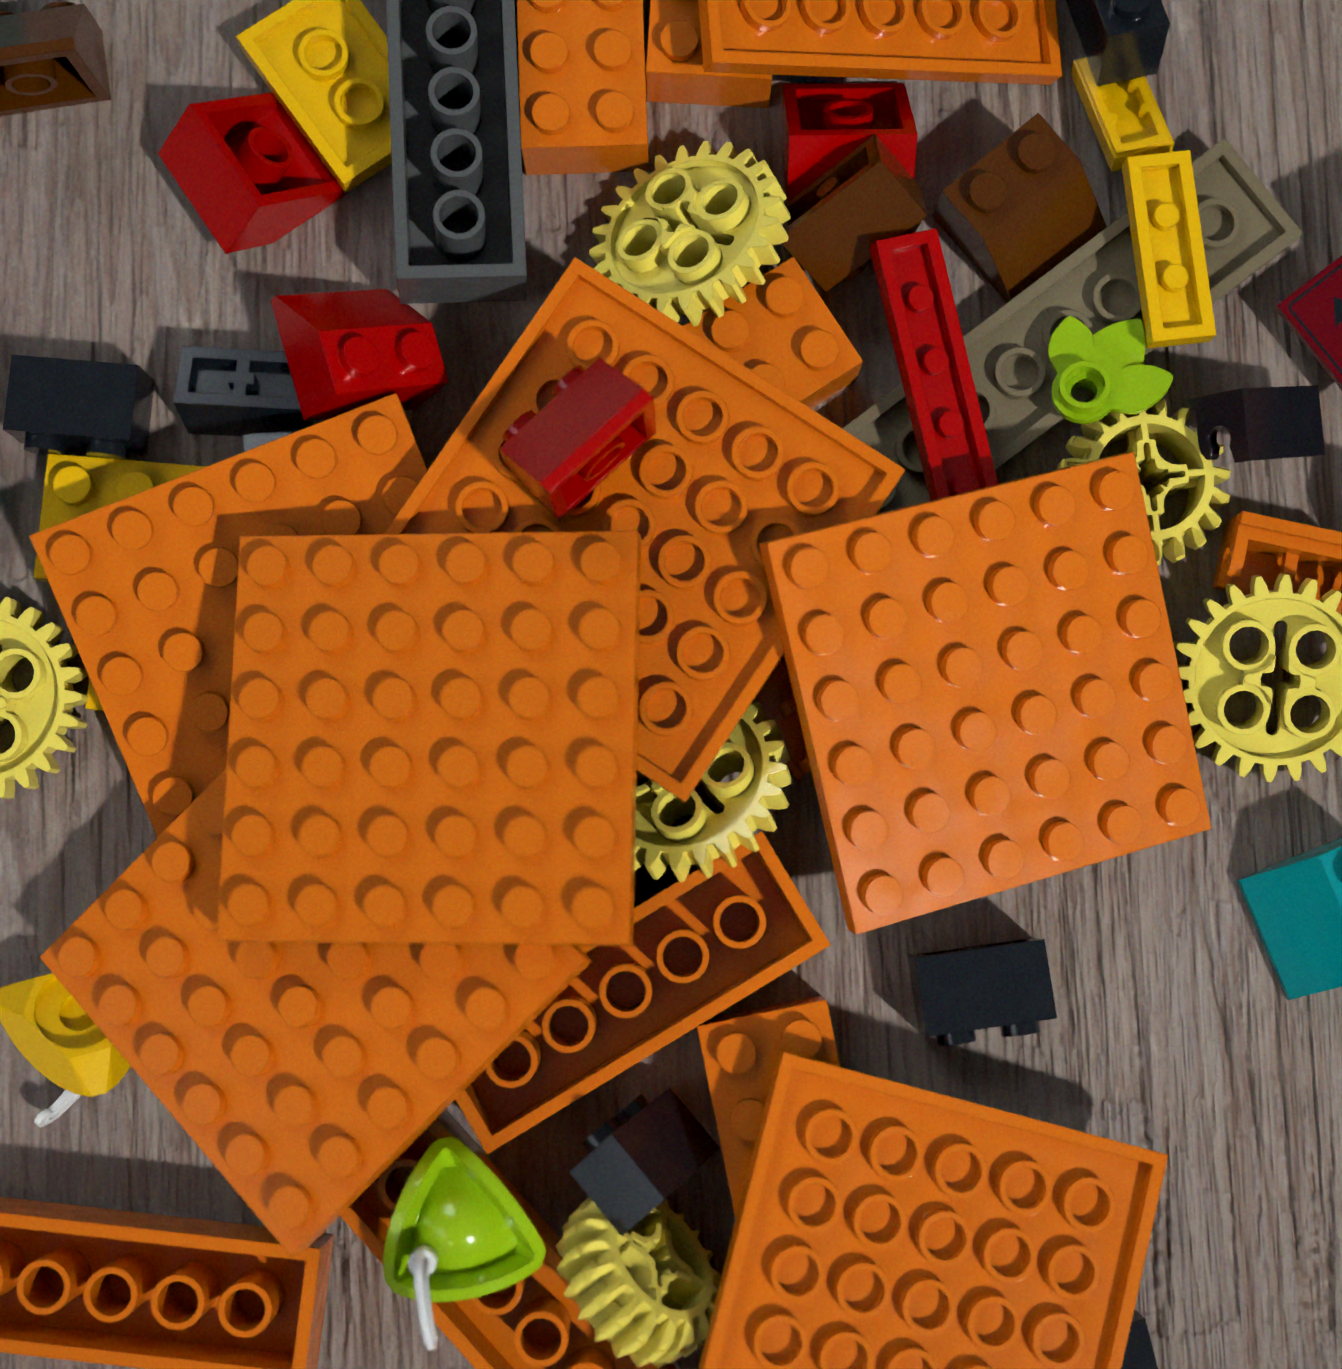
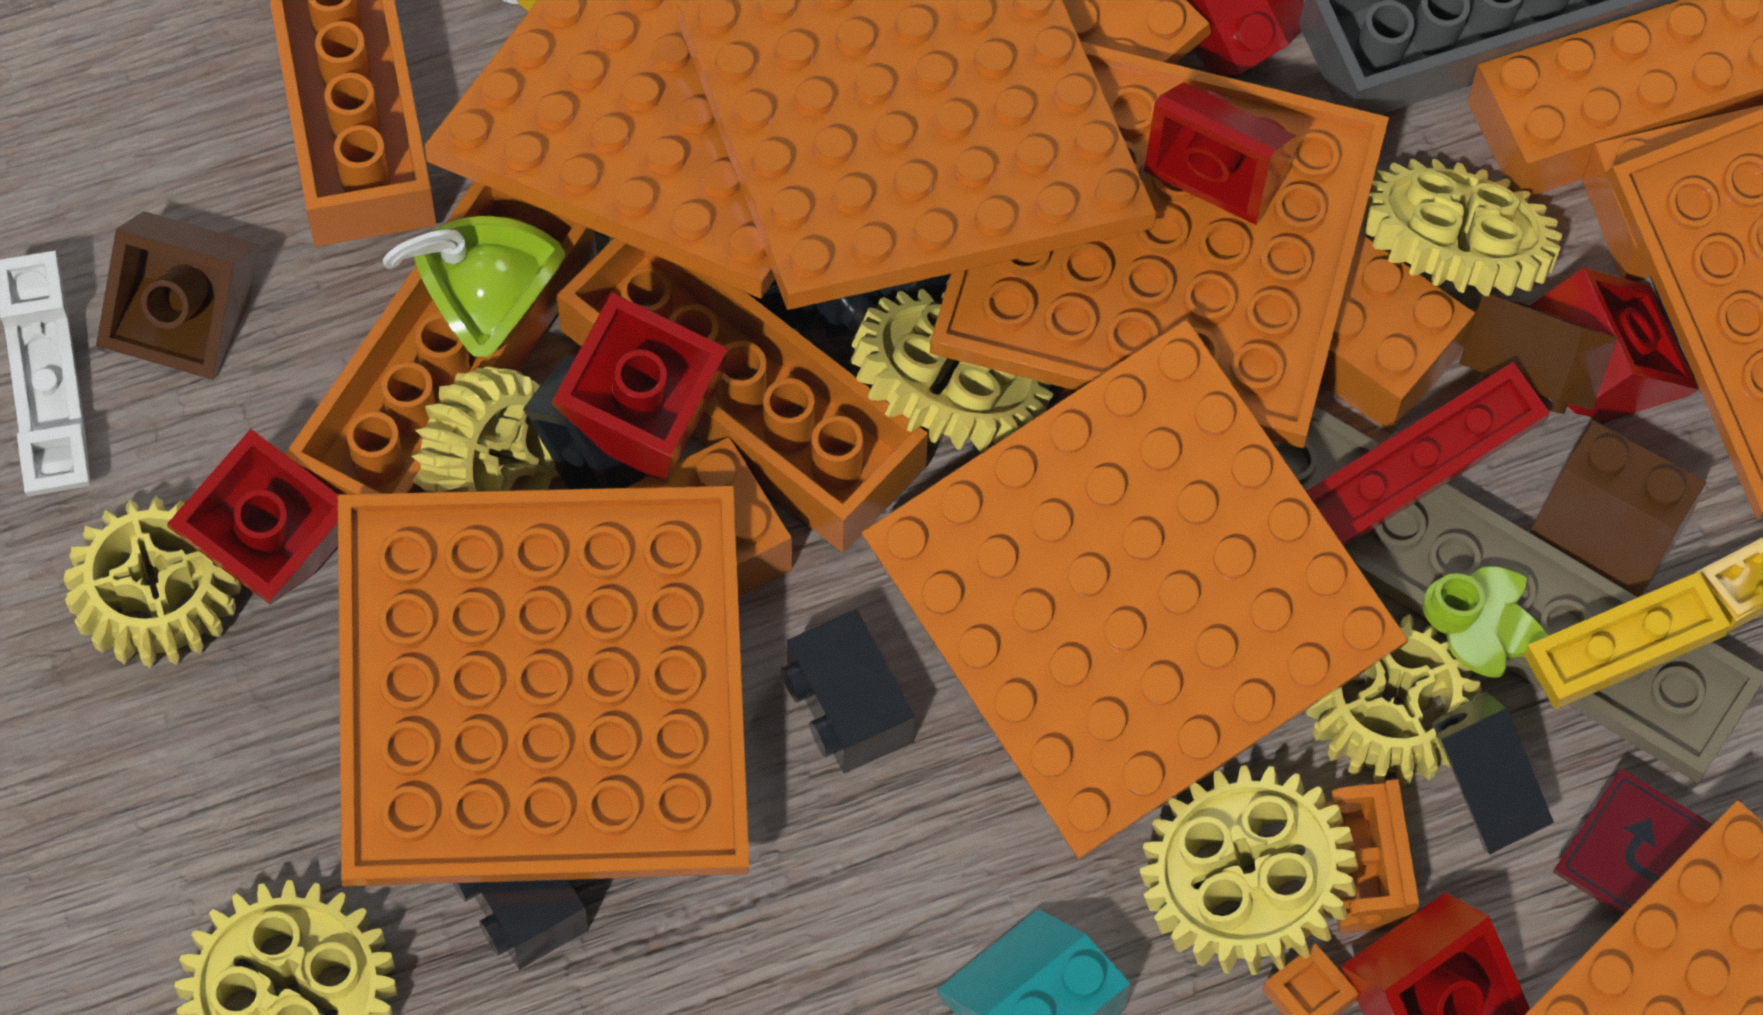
camera: 70 degrees right, 20 degrees down
(650, 1116) = (640, 386): none -> red slope

